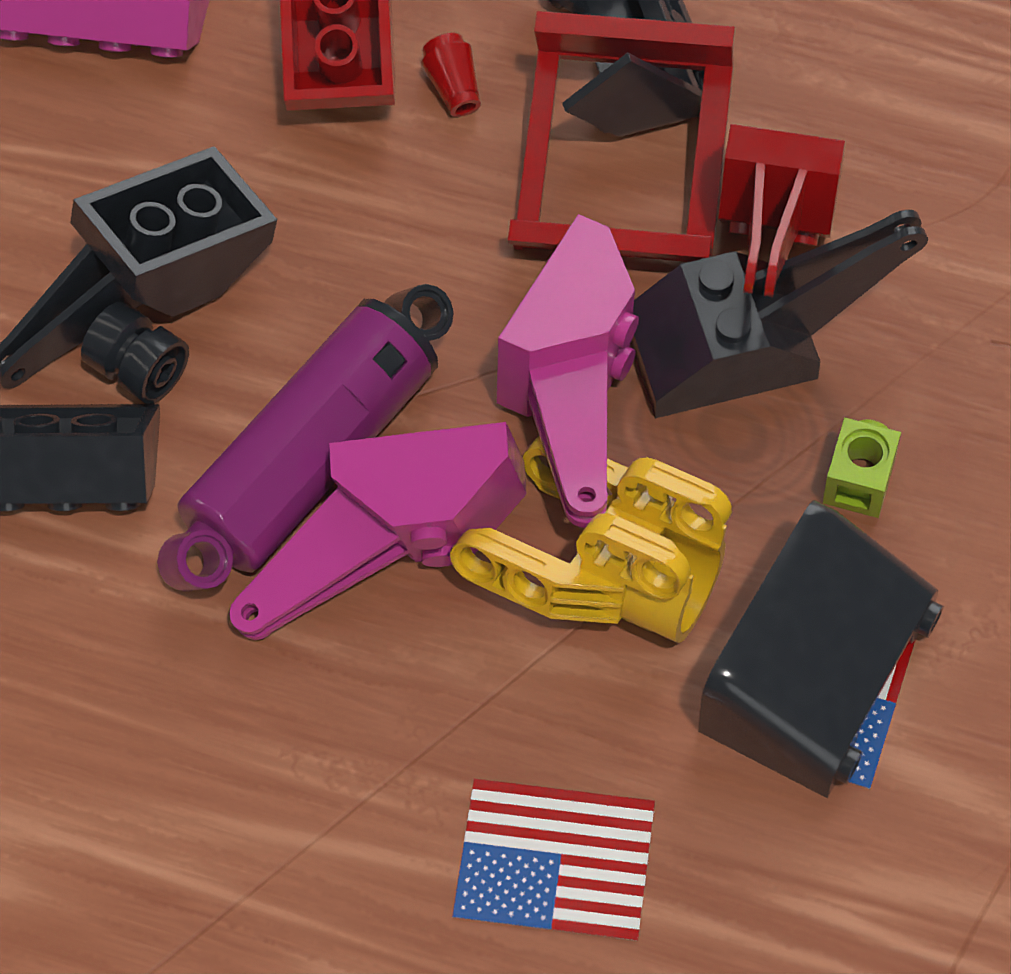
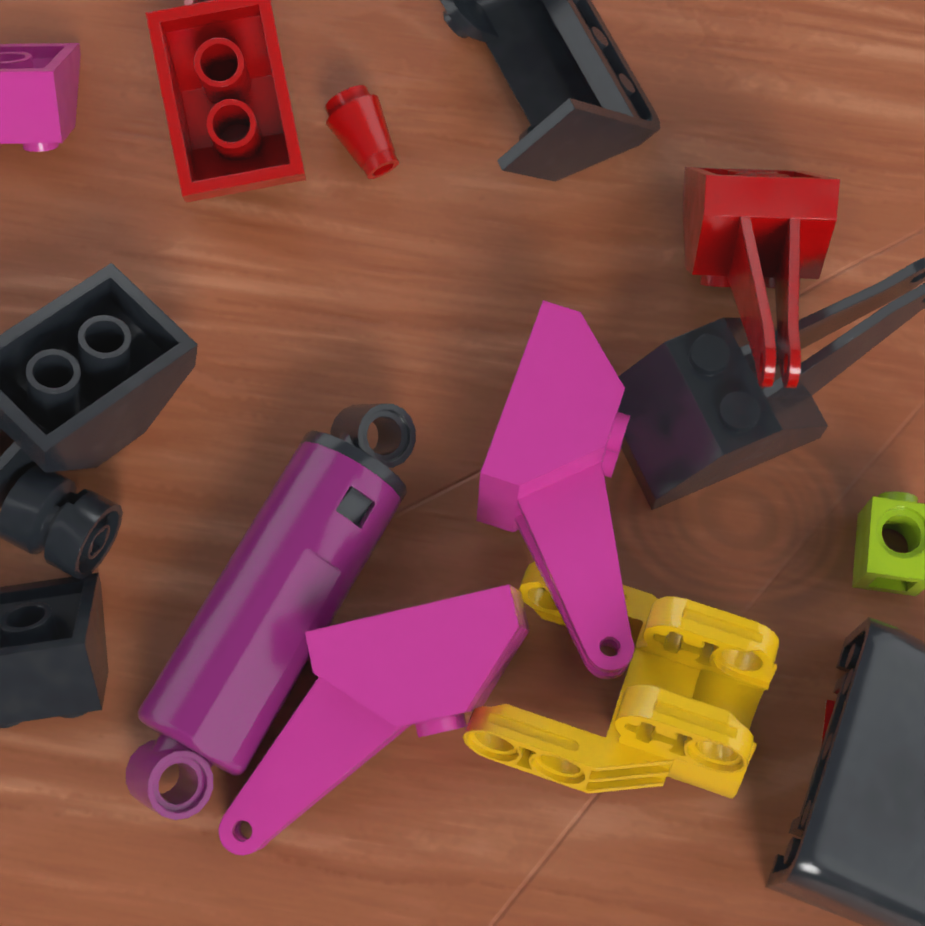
camera: 10 degrees left, 10 degrees up
(662, 45) = (561, 77): red piece -> none

